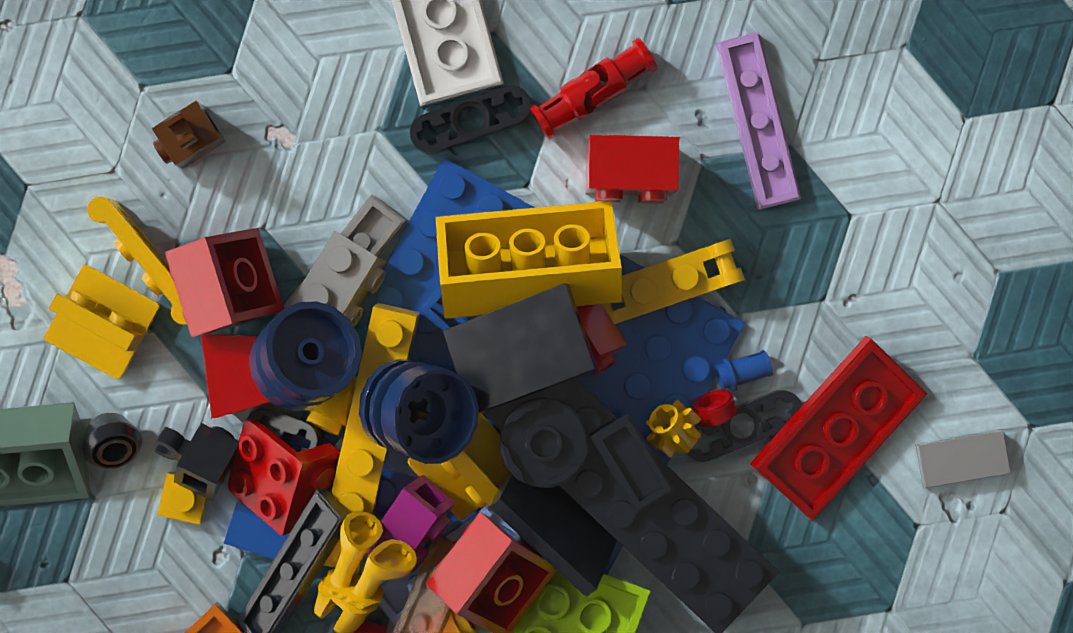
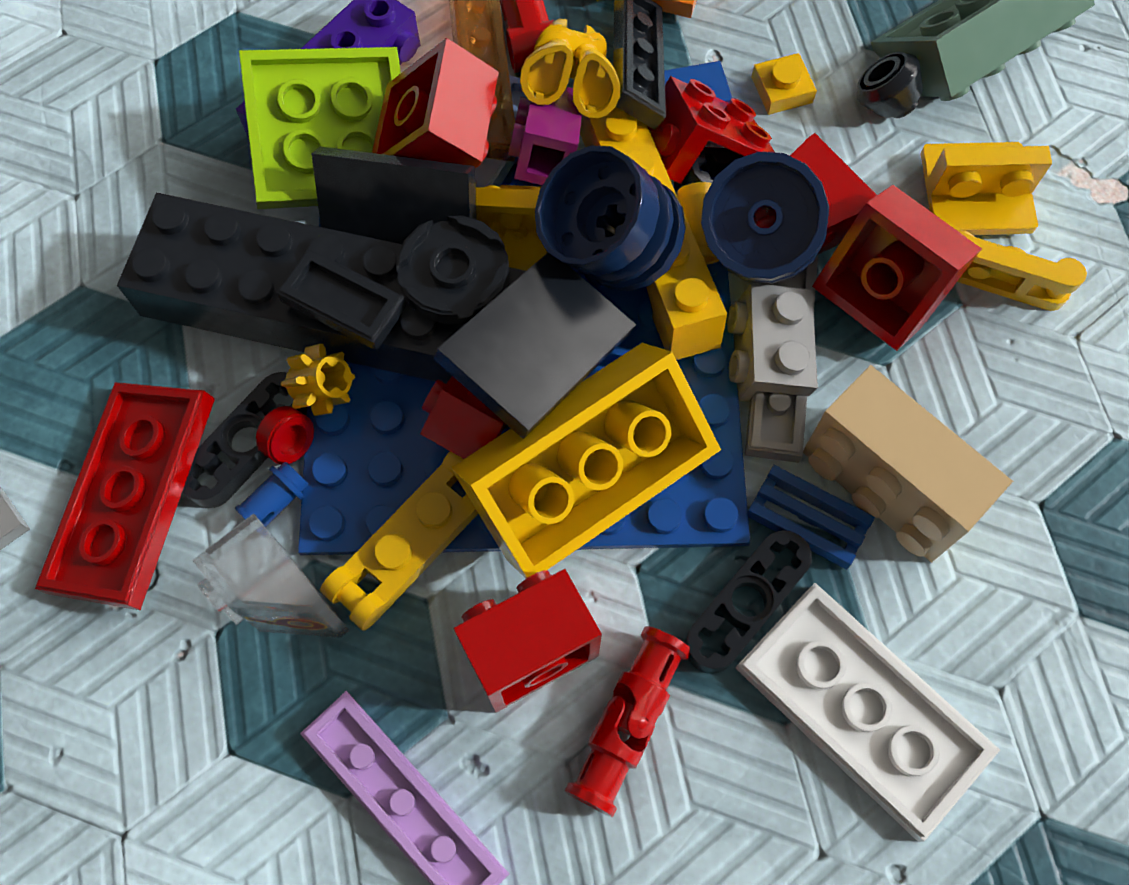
camera: 155 degrees right, 20 degrees down
(187, 136) = (1037, 404): reddish brown brick -> none
(203, 460) = (792, 109): black brick -> none
(320, 140) = (903, 465): none -> tan brick
(374, 119) = (819, 498): none -> blue tile
(776, 296) = (261, 583): none -> clear slope

